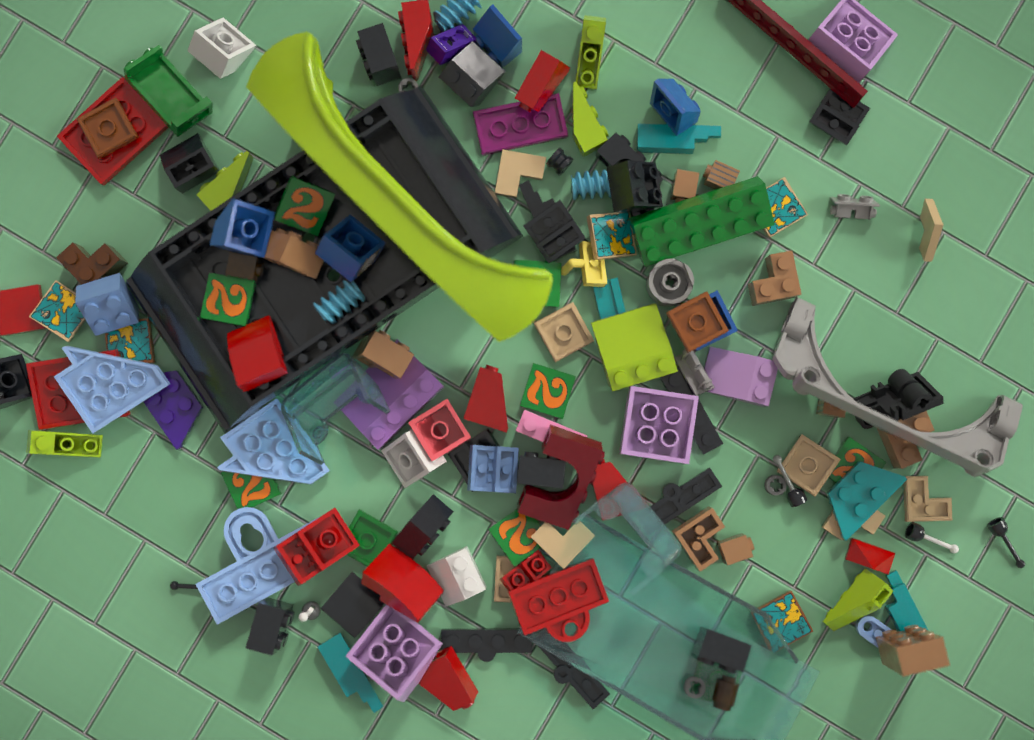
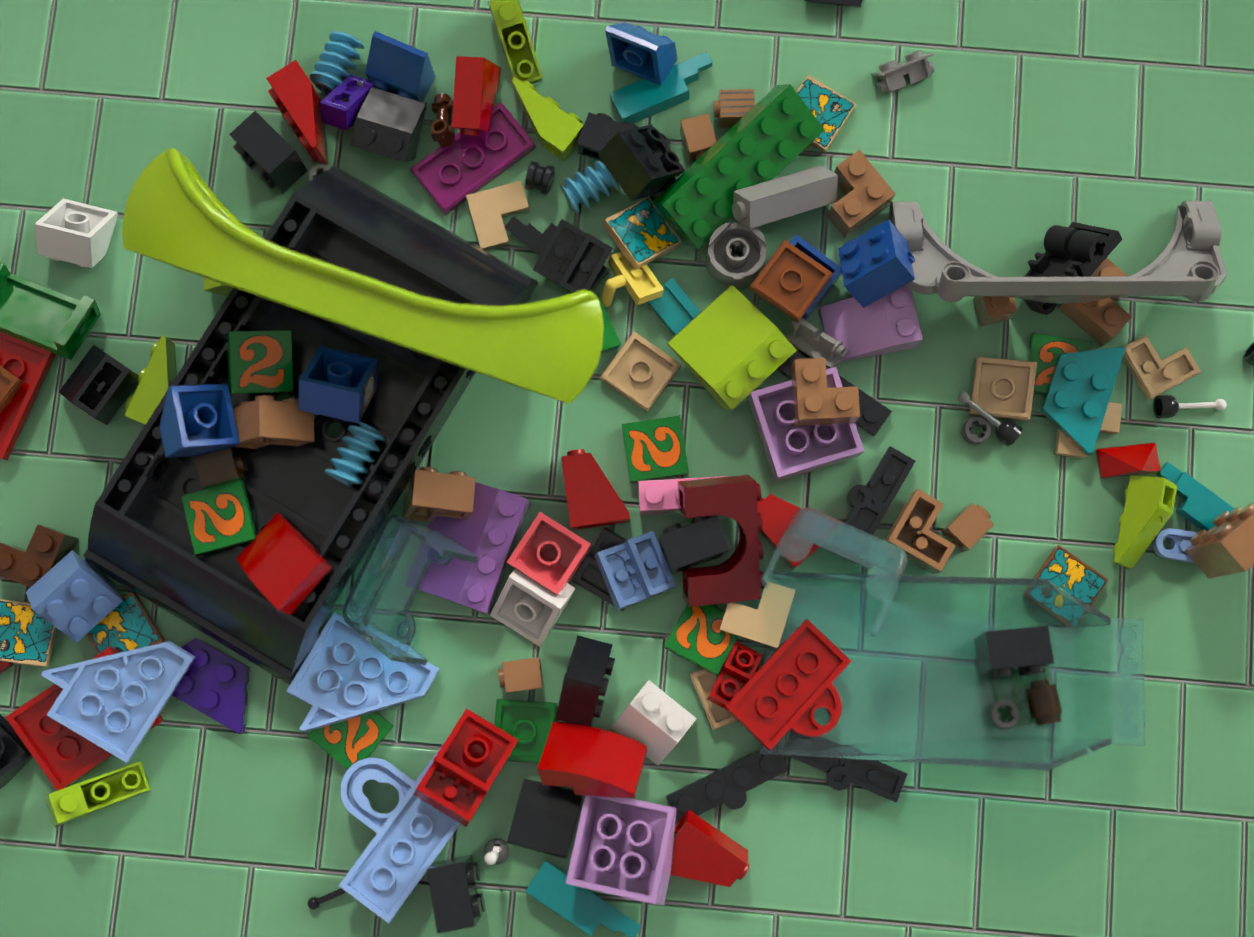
camera: 25 degrees left, 5 degrees down
(382, 502) = (521, 675): none -> medium nougat brick
(506, 94) = (440, 129): none -> reddish brown bar
(671, 414) = (815, 402): none -> medium nougat brick
(723, 259) = (785, 196): none -> light grey brick
(762, 338) = (876, 263): none -> blue brick
(932, 229) = (1006, 48): tan tile -> none

